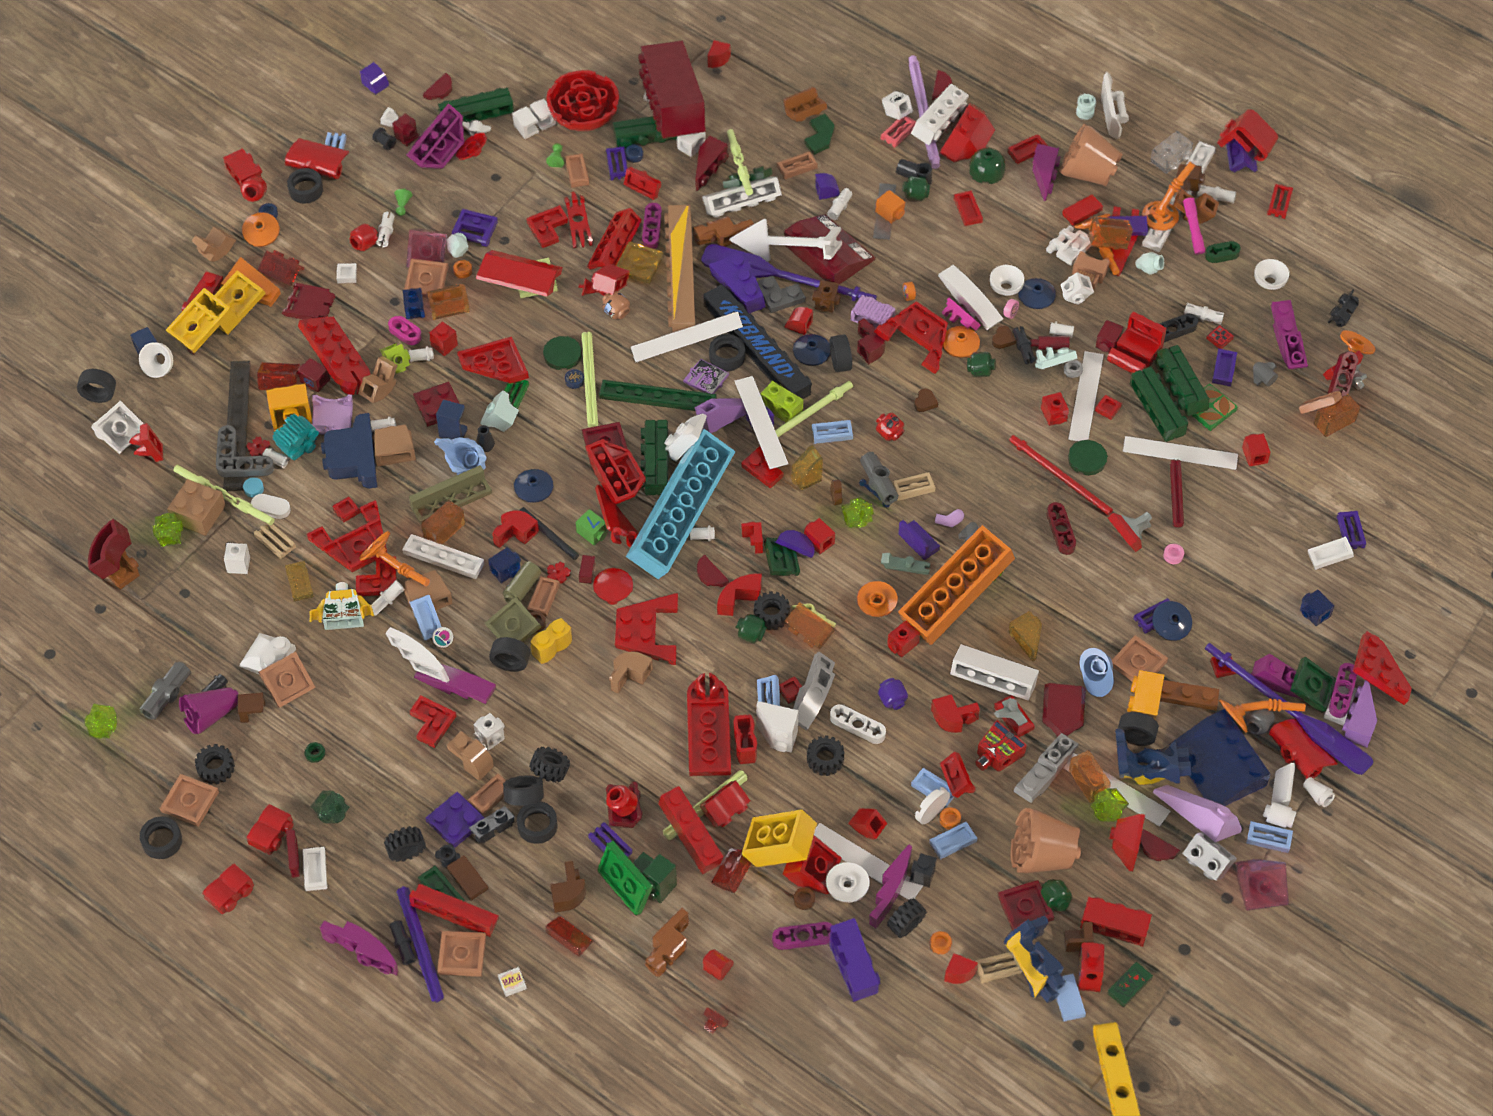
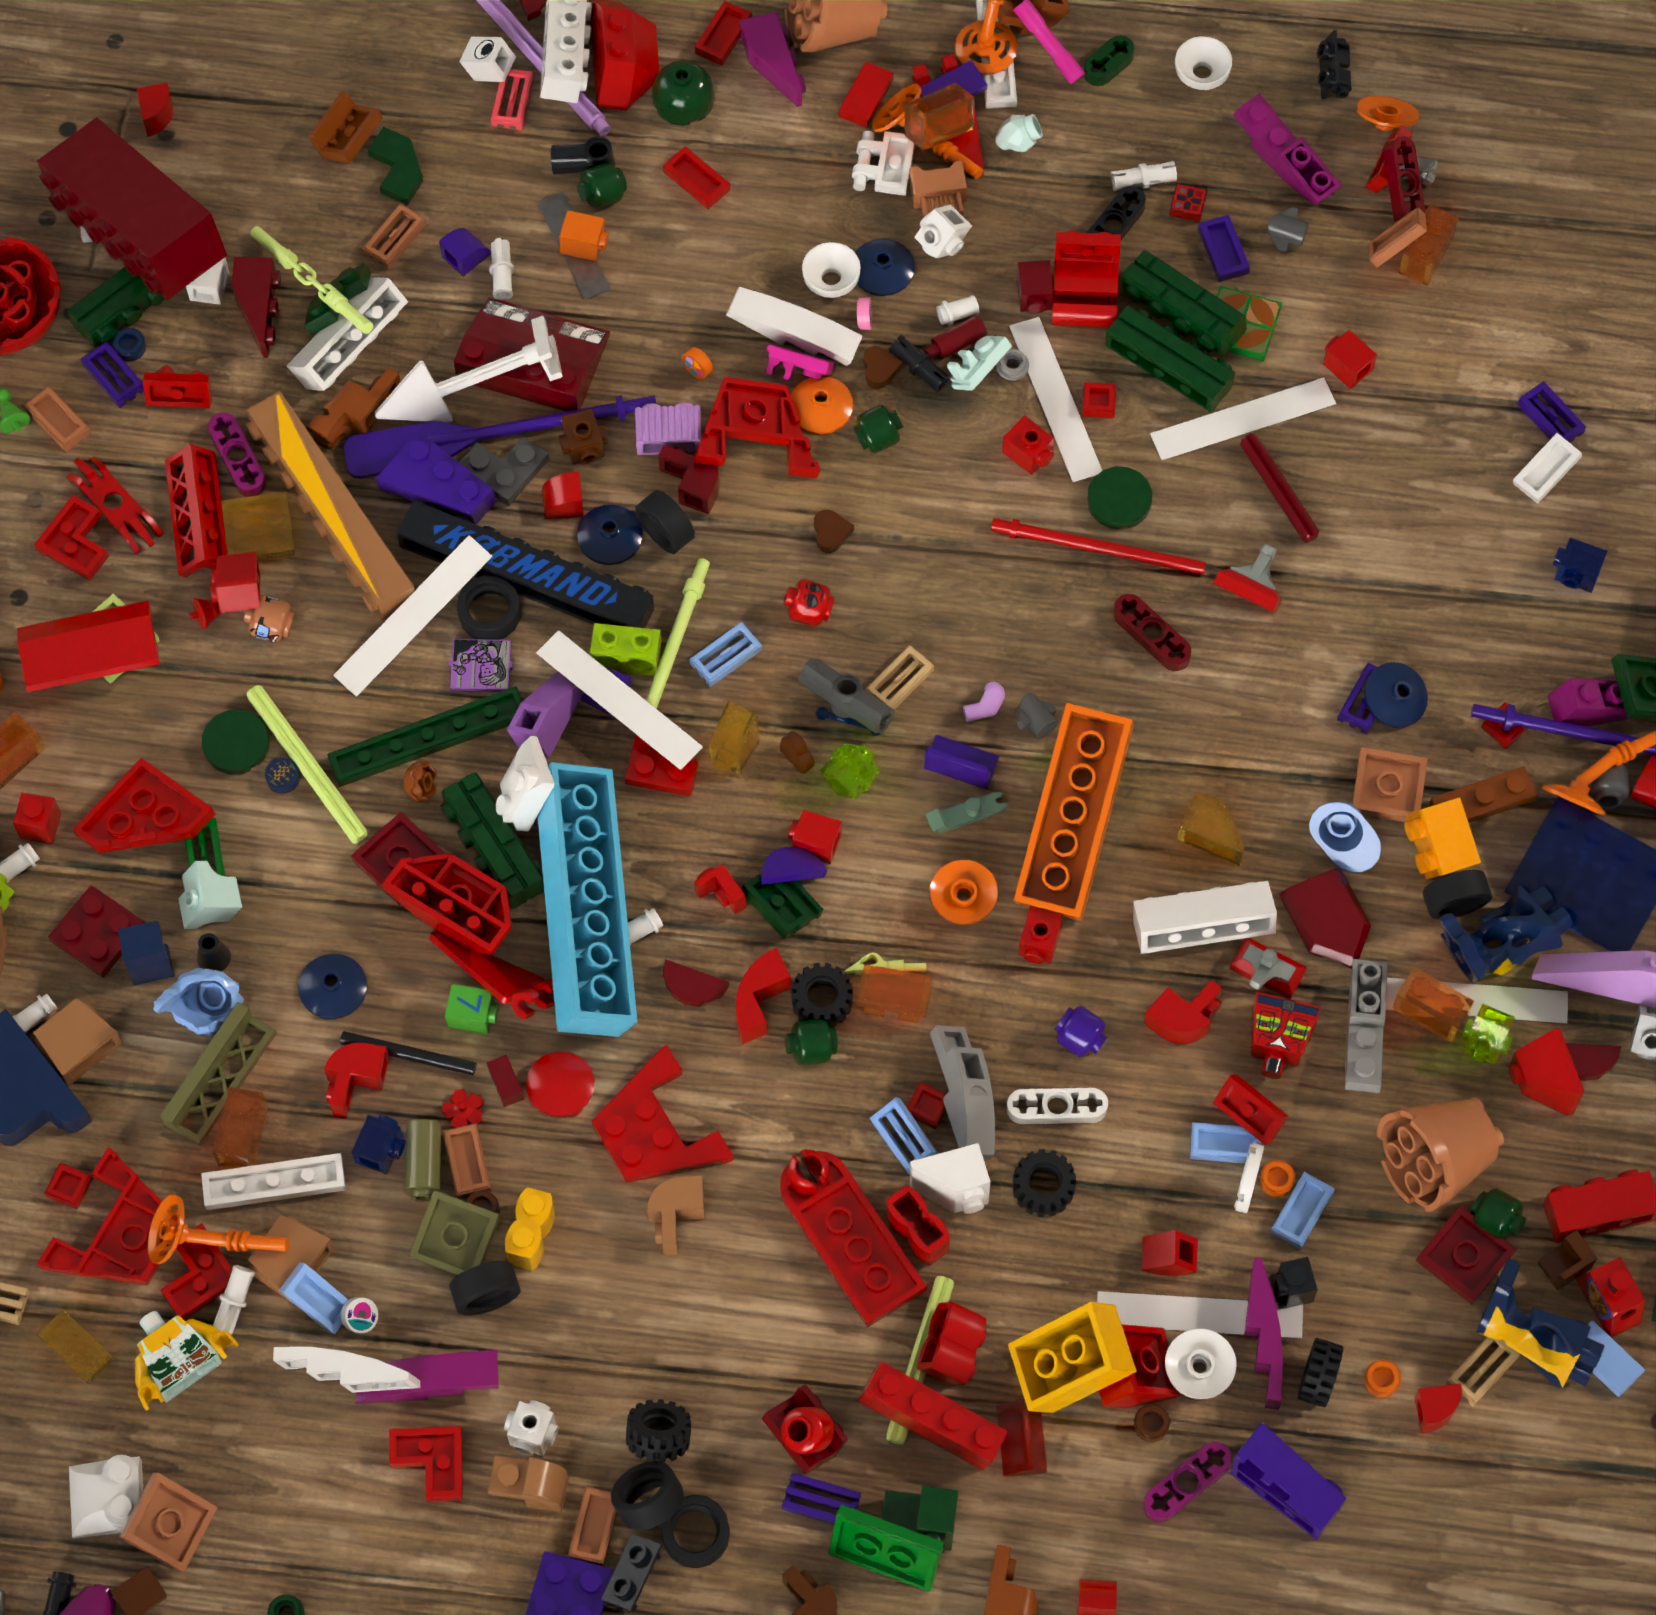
camera: 30 degrees left, 10 degrees up
(639, 413) = (420, 781): none -> dark orange plate
(1173, 554) = (1332, 586): bright pink tile -> none

